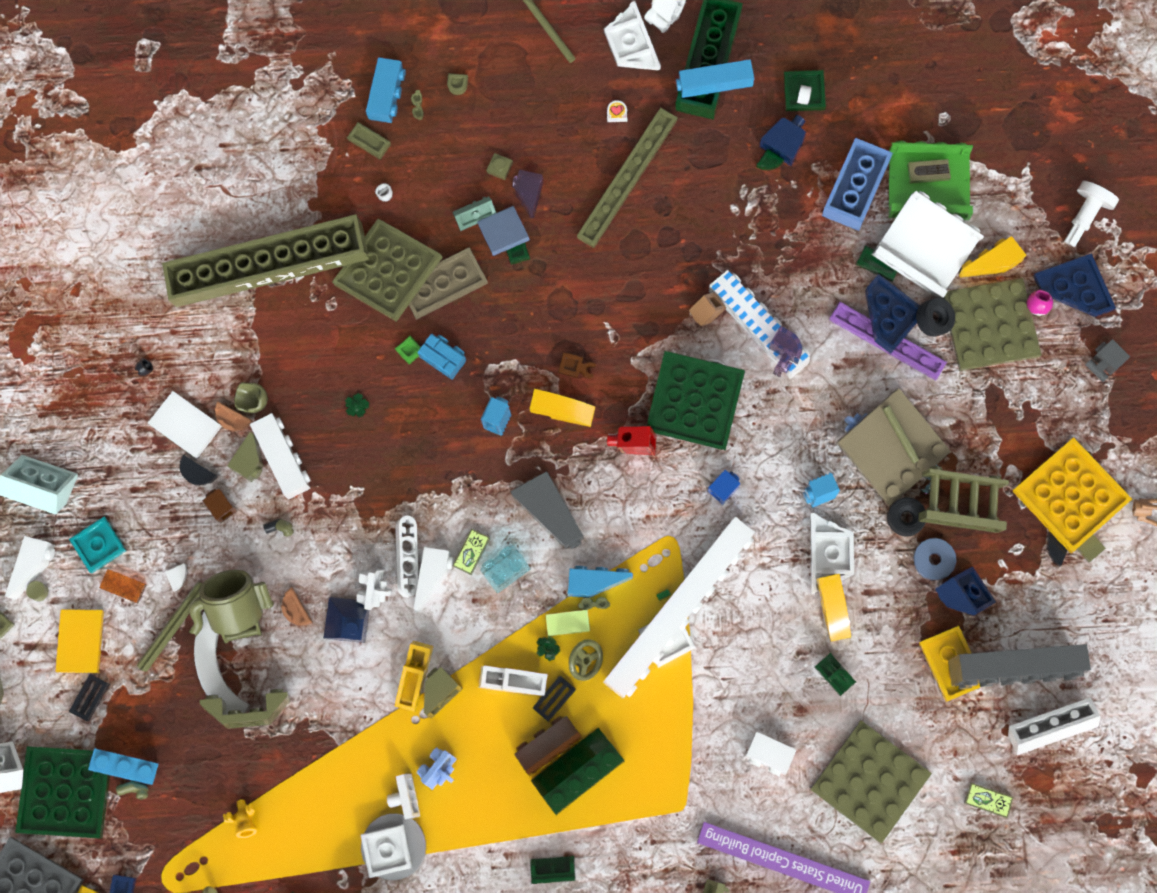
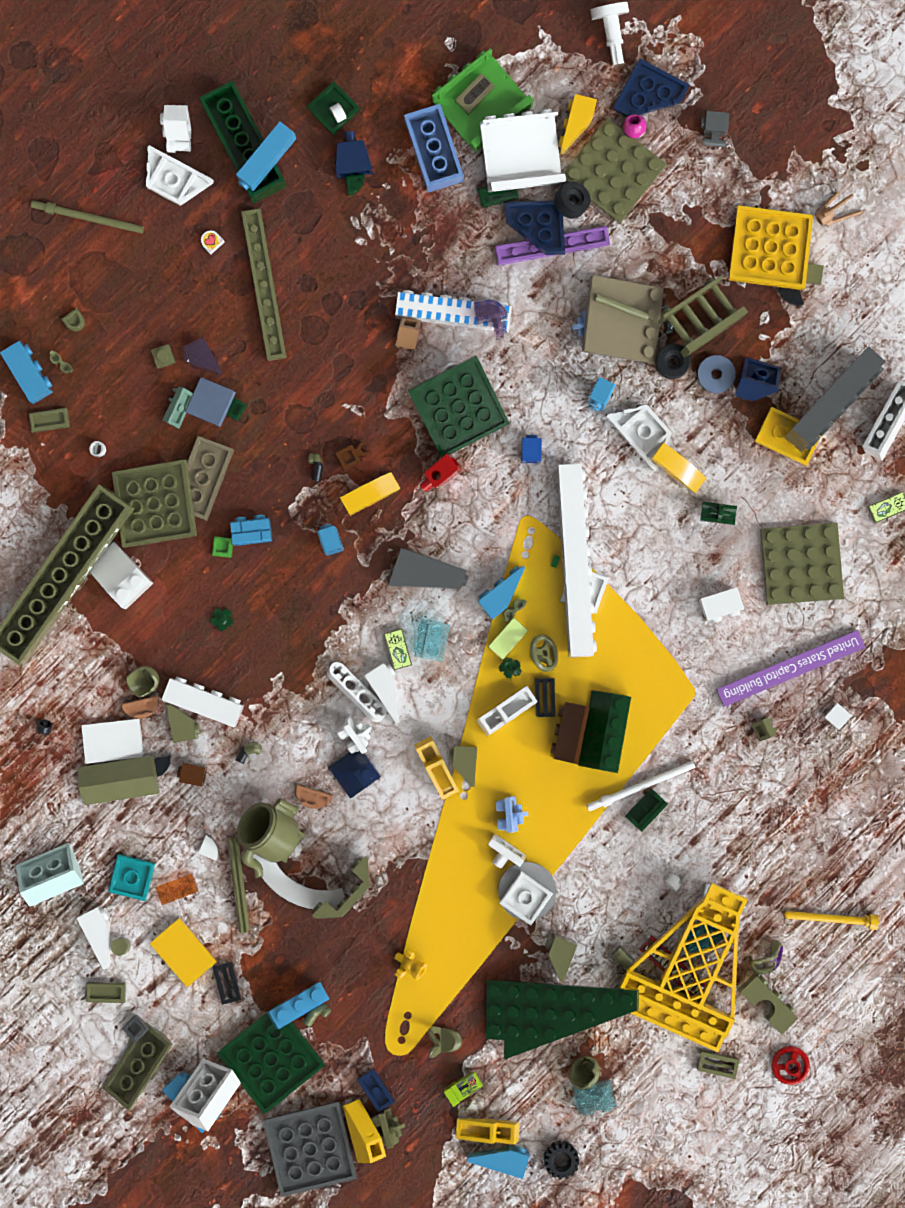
camera: 50 degrees left, 10 degrees up
(159, 458) = (118, 780): none -> olive slope
(309, 303) = (120, 576): none -> white slope
(526, 830) = (606, 800): none -> white bar
(540, 352) = (318, 466): none -> black arm

